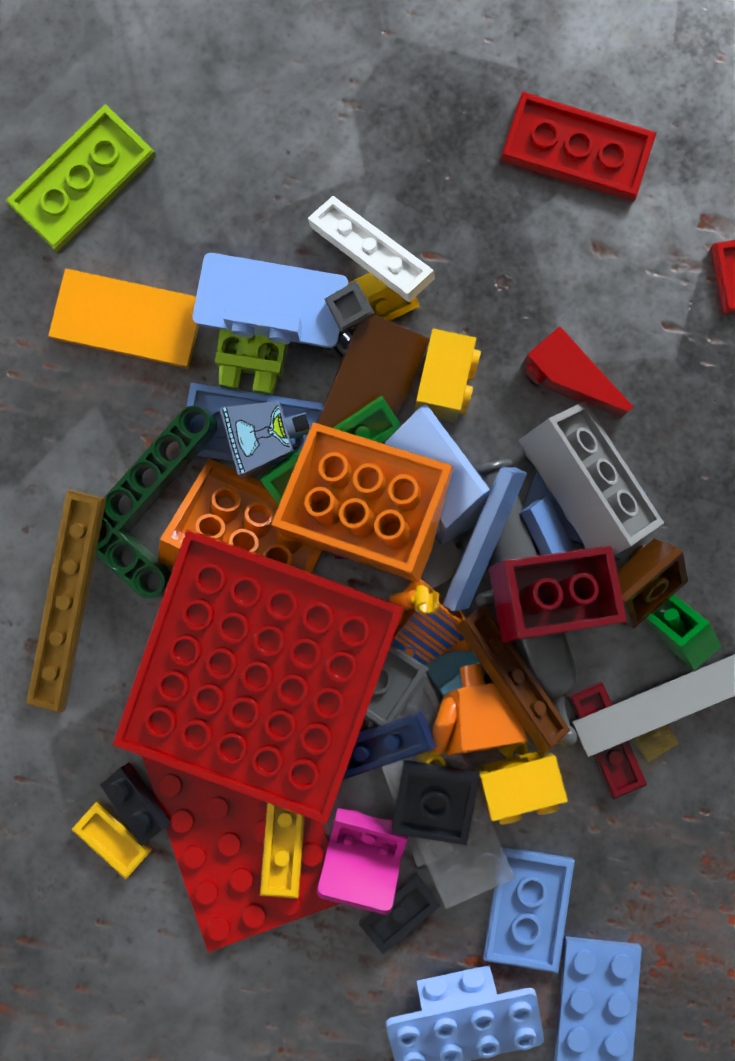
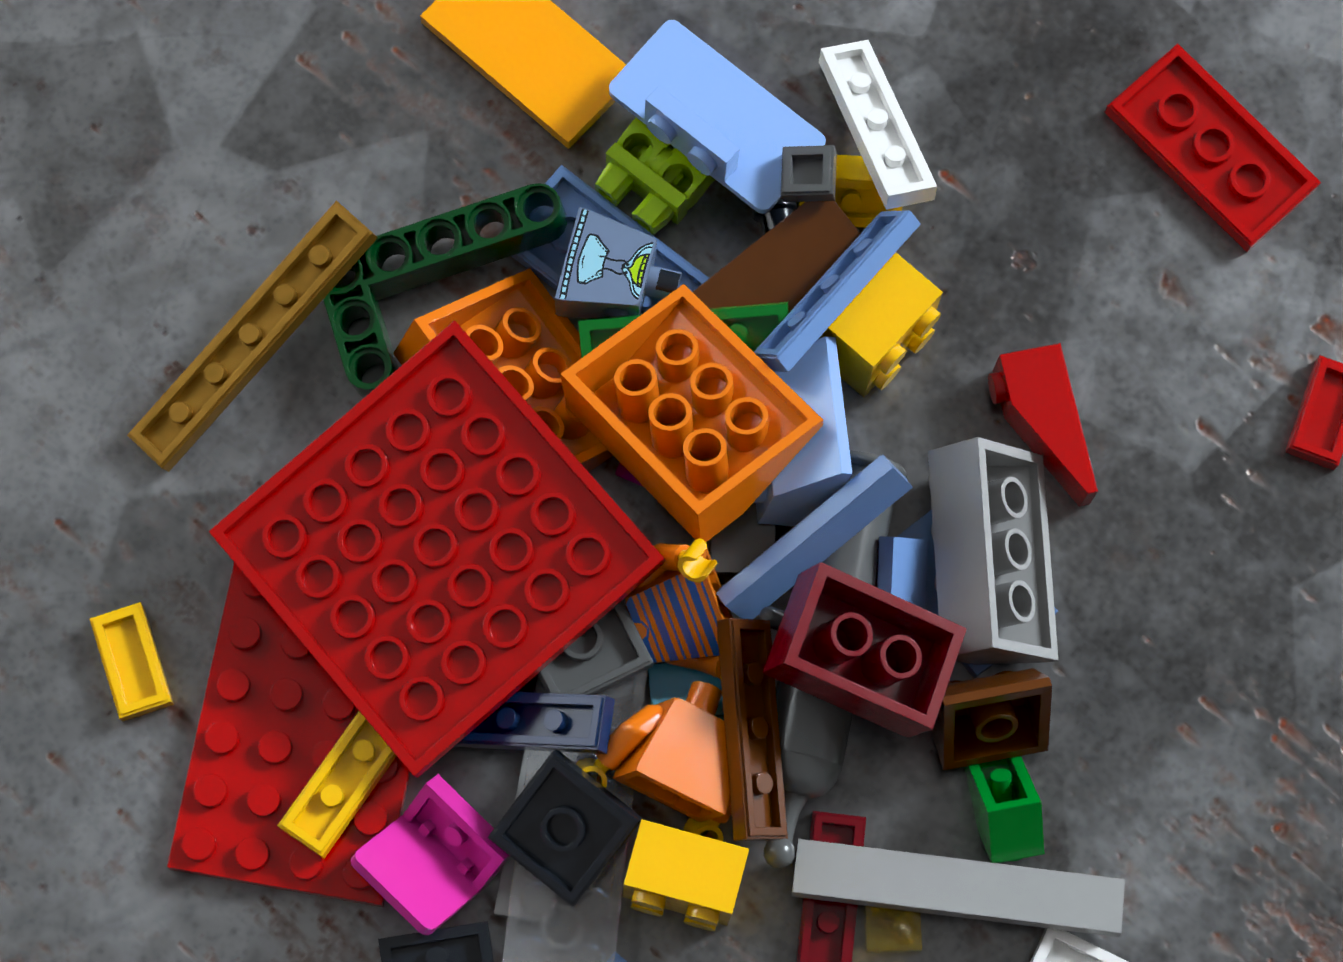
camera: 20 degrees right, 10 degrees down
(135, 803) = (188, 630): black plate -> none
(409, 373) = (836, 289): none -> medium blue tile

